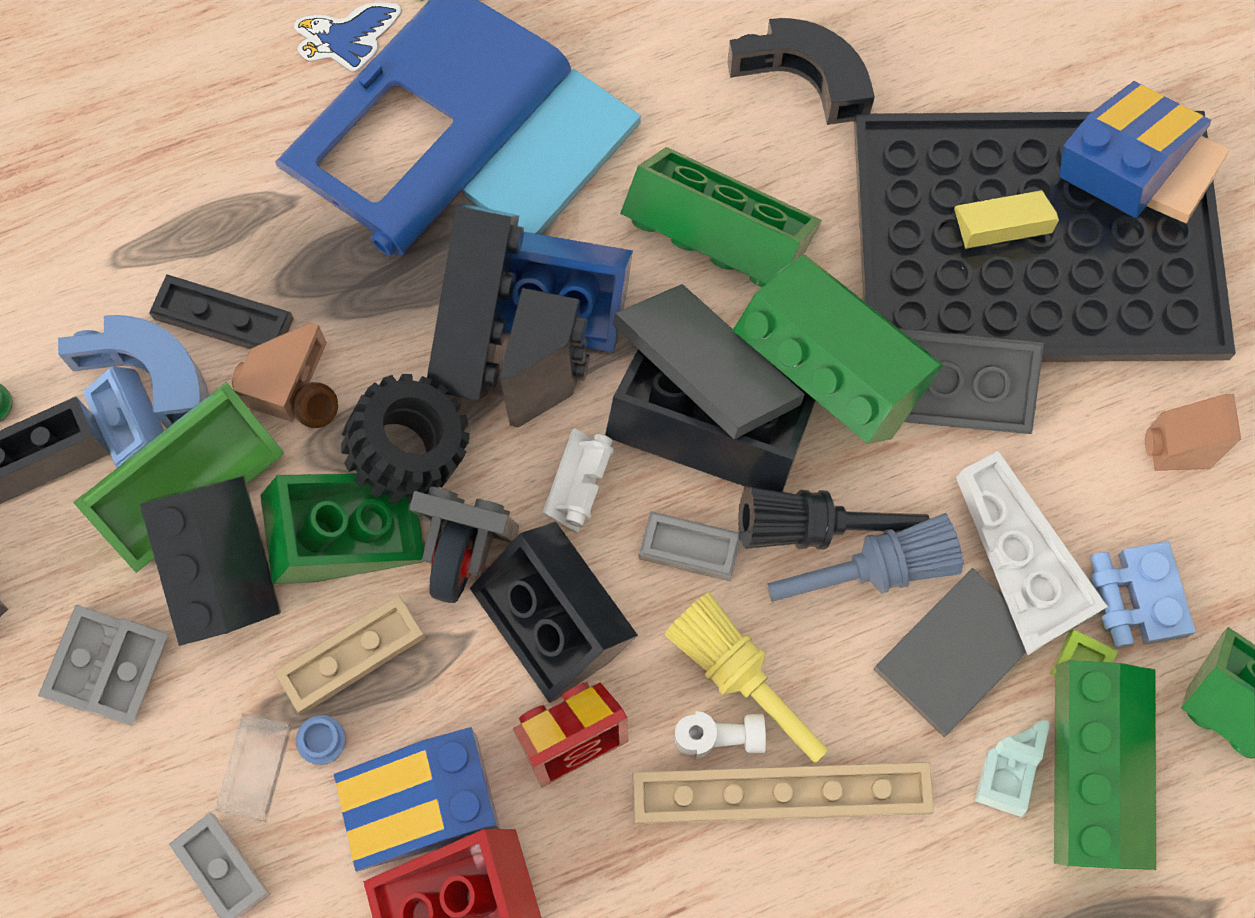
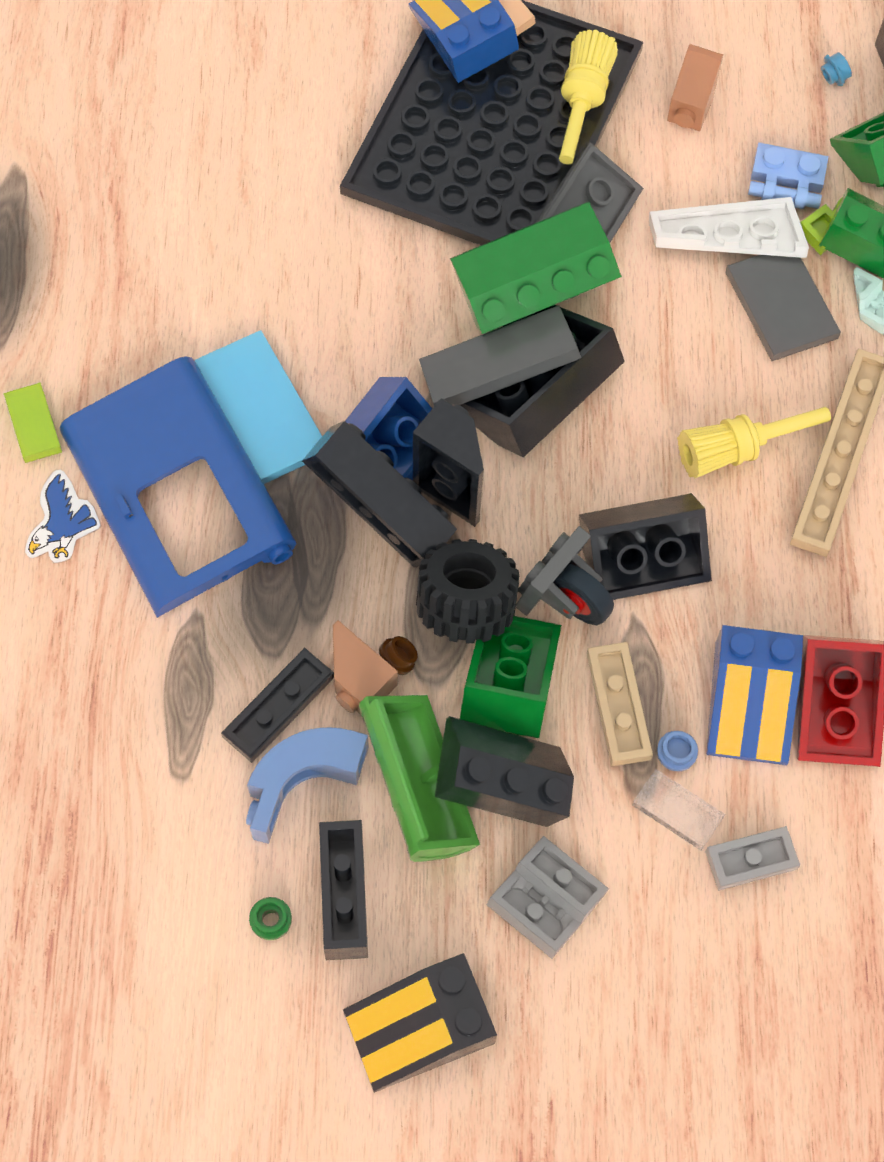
camera: 70 degrees left, 5 degrees down
(122, 412) = (331, 806): light blue slope -> none
(572, 732) = (754, 557): red slope -> none
(575, 480) = (562, 498): white hinge -> none
(689, 546) = (630, 439): light grey tile -> none
(699, 734) = (781, 482): white leg -> none
(717, 216) = (379, 309): green slope -> none
(806, 519) = (649, 350): black piece -> none
(812, 54) = (281, 188): black arch -> none
(887, 561) = (702, 310): sand blue piece -> none
(1006, 219) = (477, 126): light yellow slope -> none
(1122, 307) = (585, 82): none -> light yellow piece

